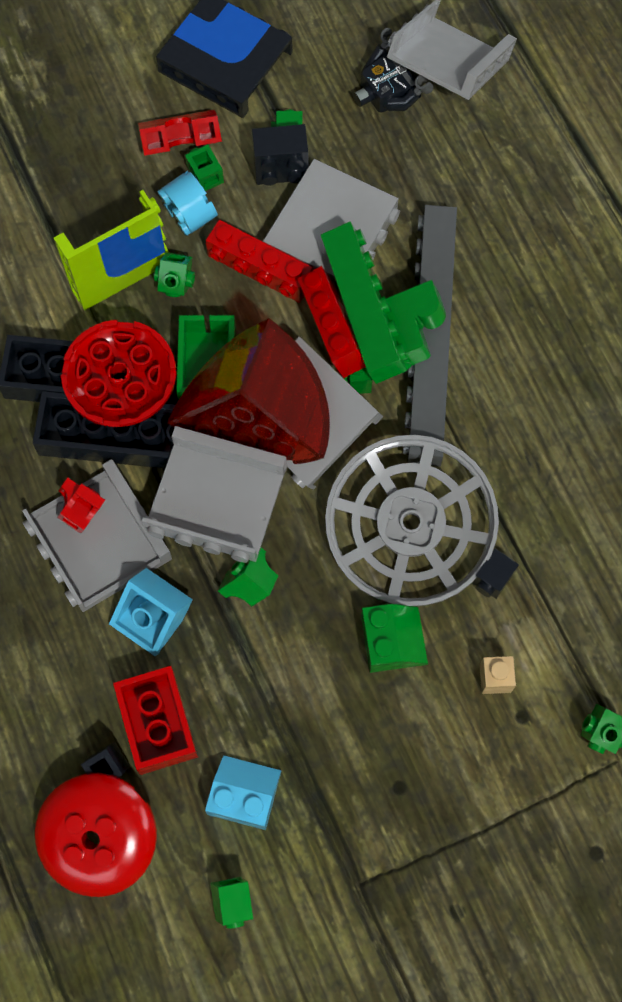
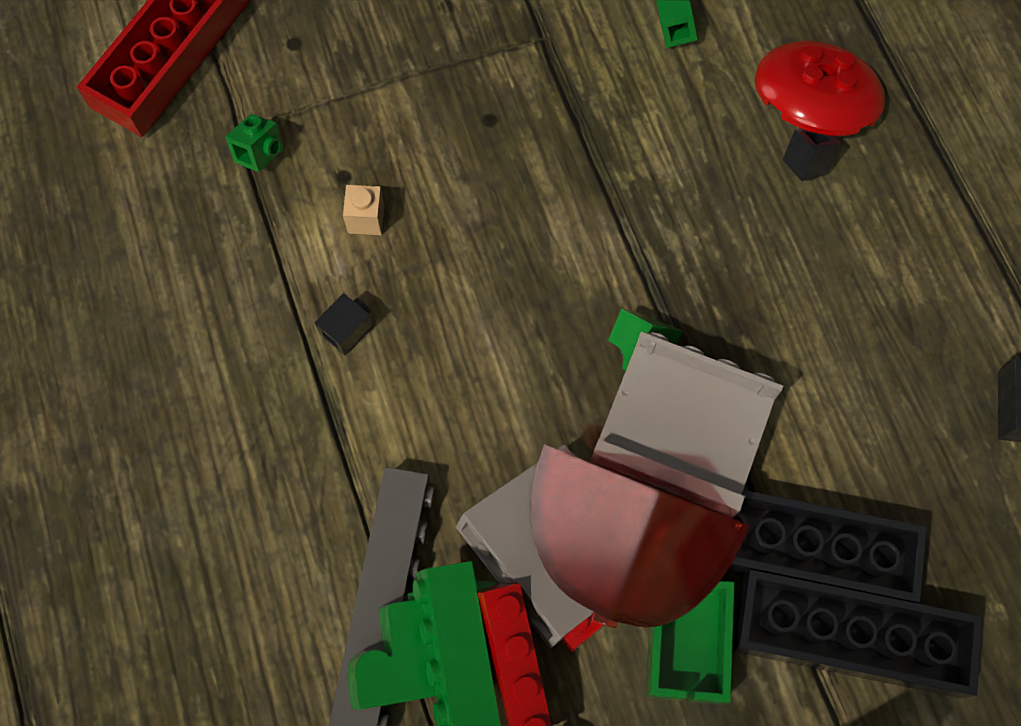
camera: 175 degrees left, 0 degrees up
(79, 504) = (855, 447): red brick -> none
(109, 548) = (838, 418): light grey panel -> none
(115, 349) = (856, 595): red brick -> none
(150, 611) = (761, 319): medium azure slope -> none
(155, 720) = (757, 192): red brick -> none
(243, 792) = (659, 119): medium azure slope -> none
(393, 637) = (476, 263): green slope -> none
(416, 502) = (436, 373): light grey dish -> none

